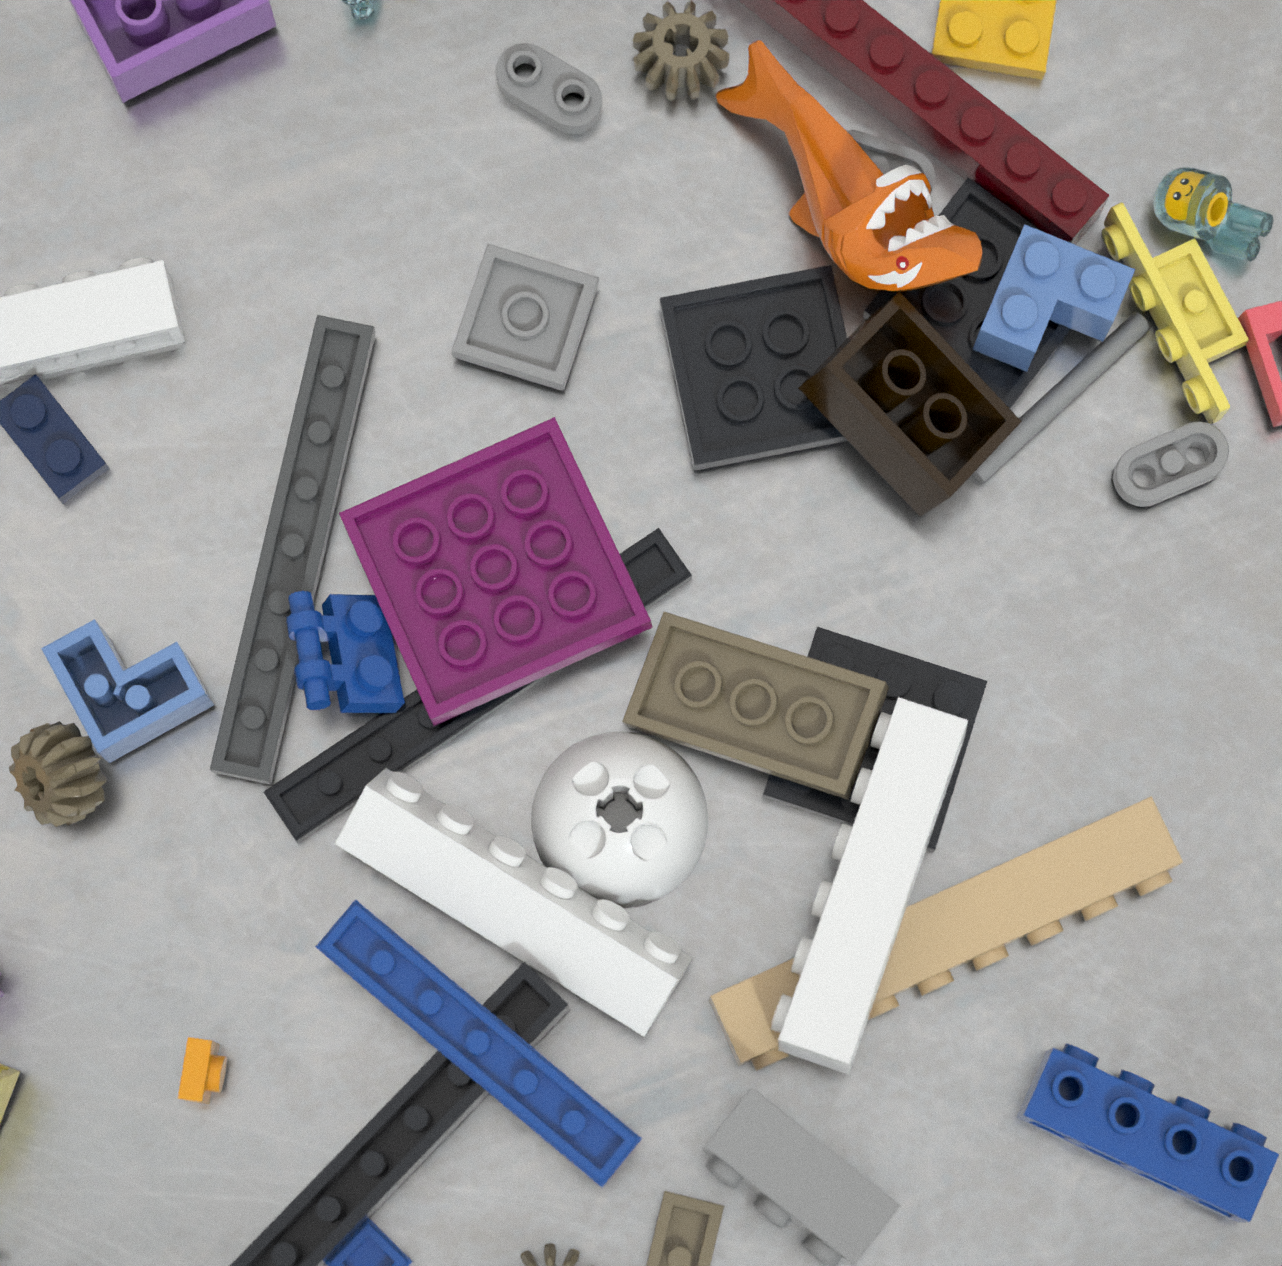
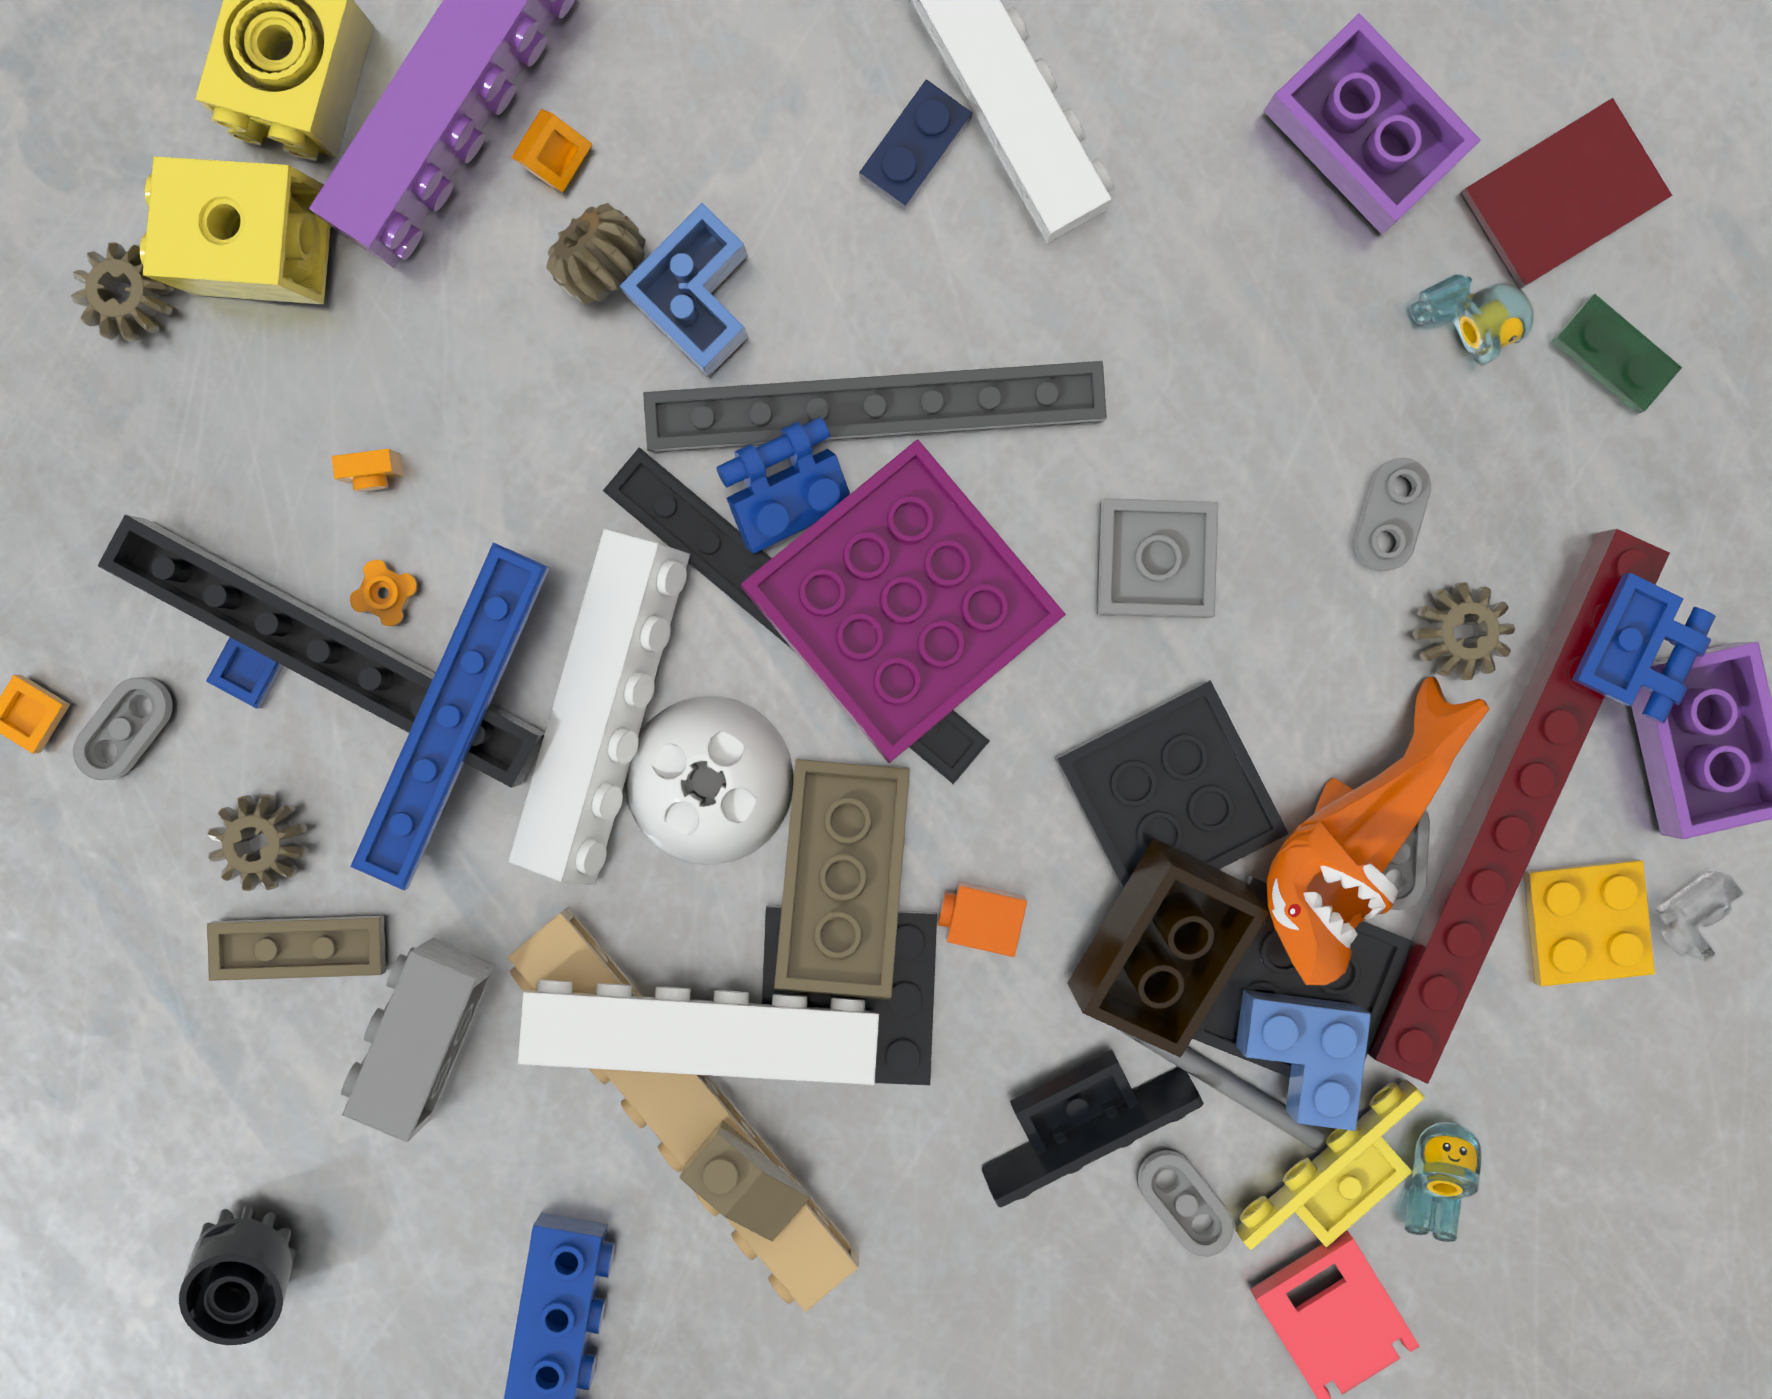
camera: 75 degrees right, 10 degrees up
(350, 1094) = (399, 588): none -> light orange plate
(833, 580) = (983, 918): none -> orange brick
(1033, 880) = (743, 1183): none -> dark tan slope
(1061, 540) = (1082, 1120): none -> black bracket

